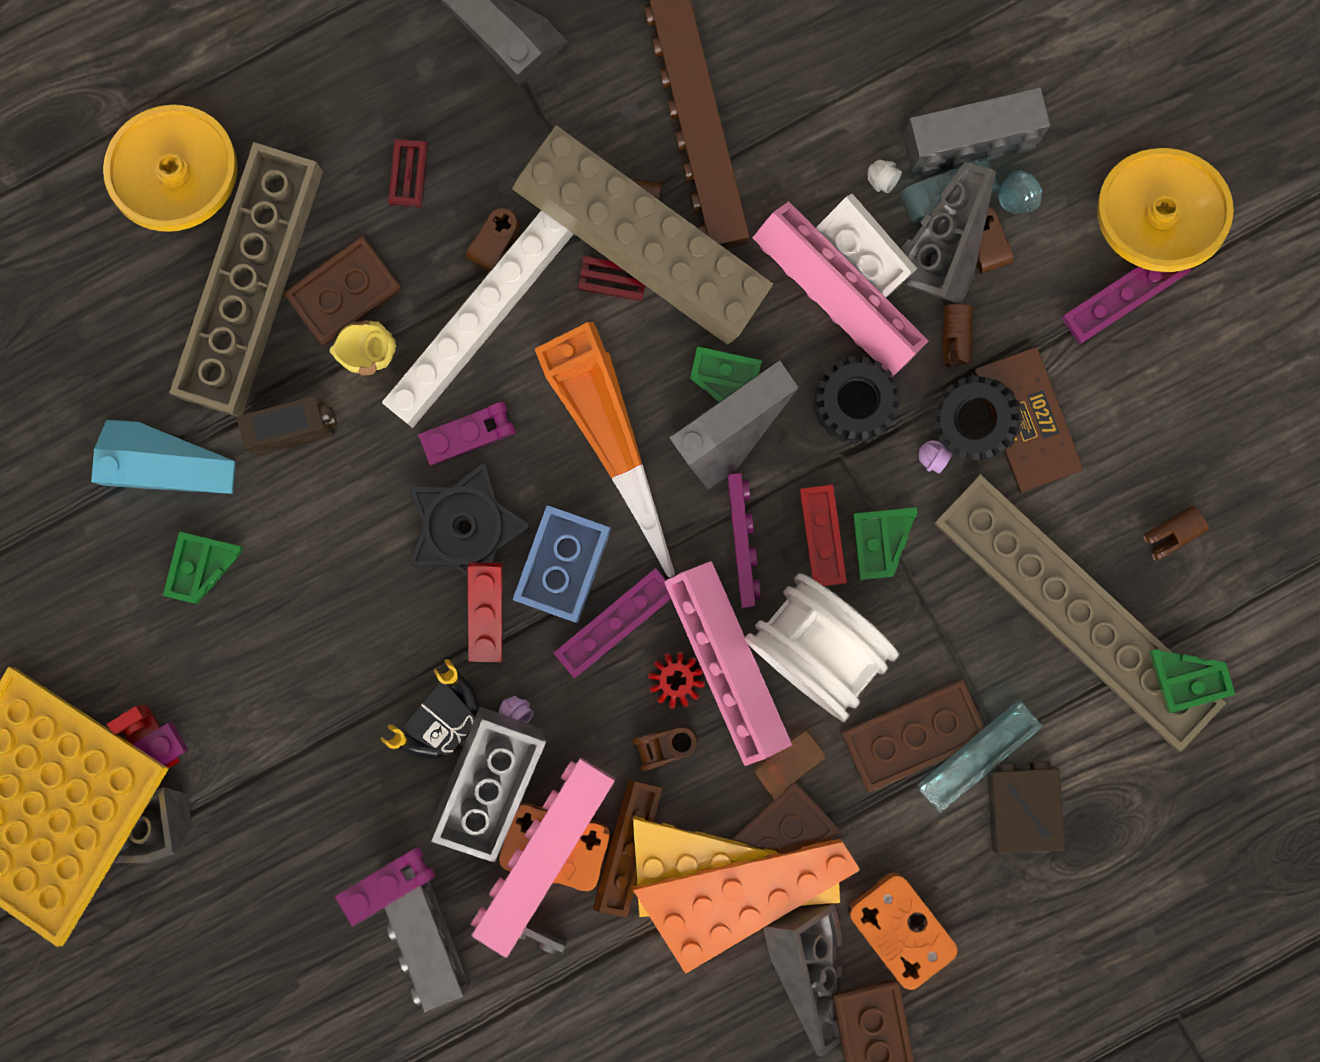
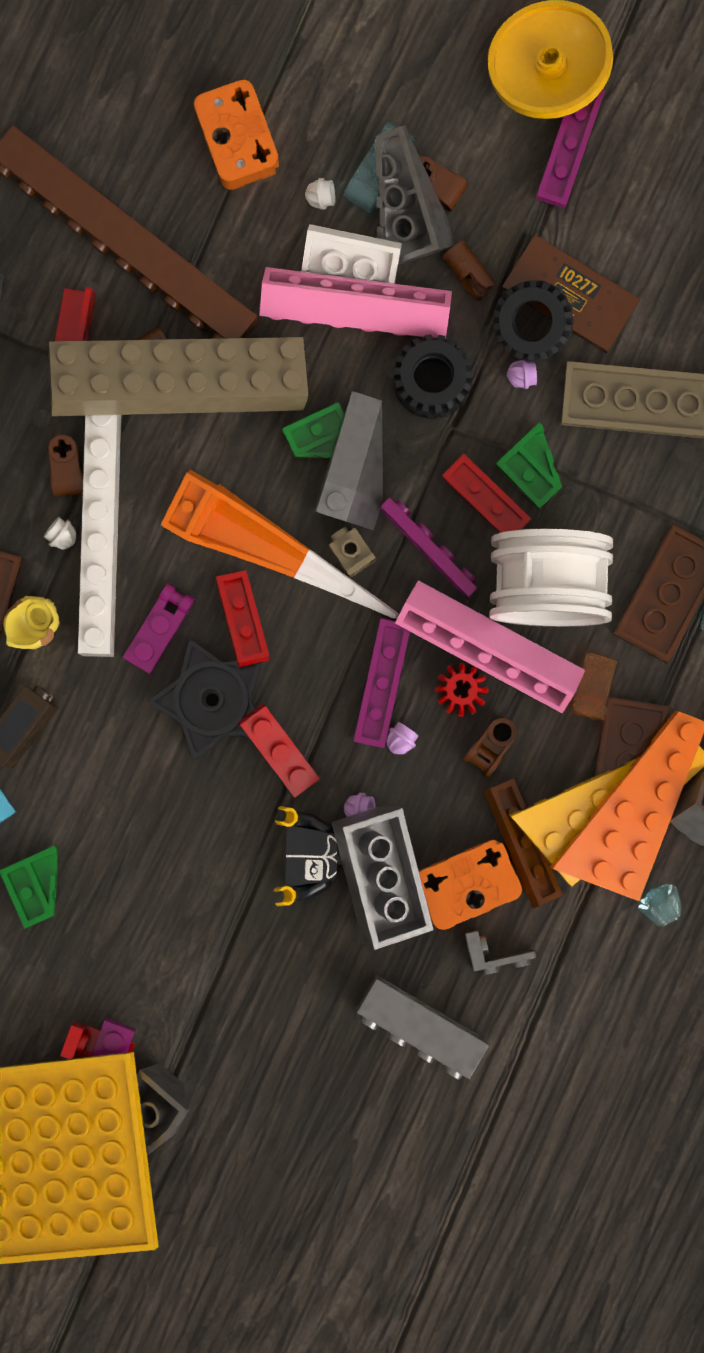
camera: 45 degrees left, 0 degrees up
(383, 887) = (367, 1009): magenta plate -> none
(447, 293) = (61, 534): none -> white plate
(540, 479) = (242, 618): none -> red plate
(543, 857) = (467, 896): bright pink brick -> none
(562, 564) = (308, 669): medium blue brick -> none
(594, 682) = (401, 739): none -> lavender plate
(600, 122) = (76, 315): none -> red panel
(606, 264) = (149, 428): dark red tile -> none
(671, 505) = (355, 562): none -> dark tan brick
(702, 991) = (661, 905): none -> clear light blue piece
(860, 75) = (245, 133): none -> orange axle
(976, 131) = (365, 107): flat silver brick -> none
(1020, 192) = (433, 128): clear light blue cone -> none

